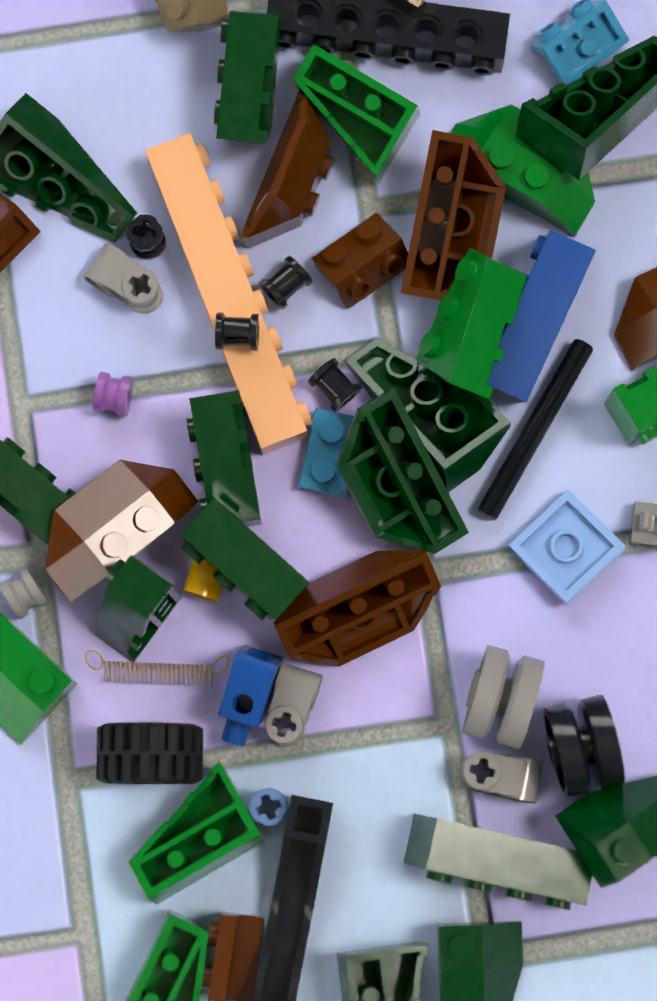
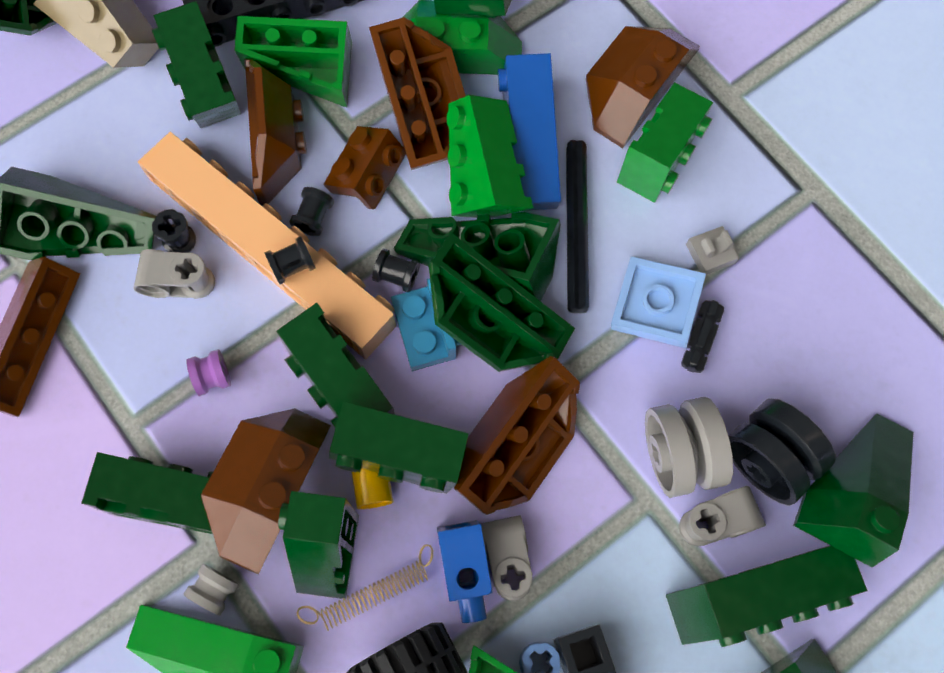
camera: 35 degrees left, 10 degrees down
(589, 603) = (702, 336): none -> black axle

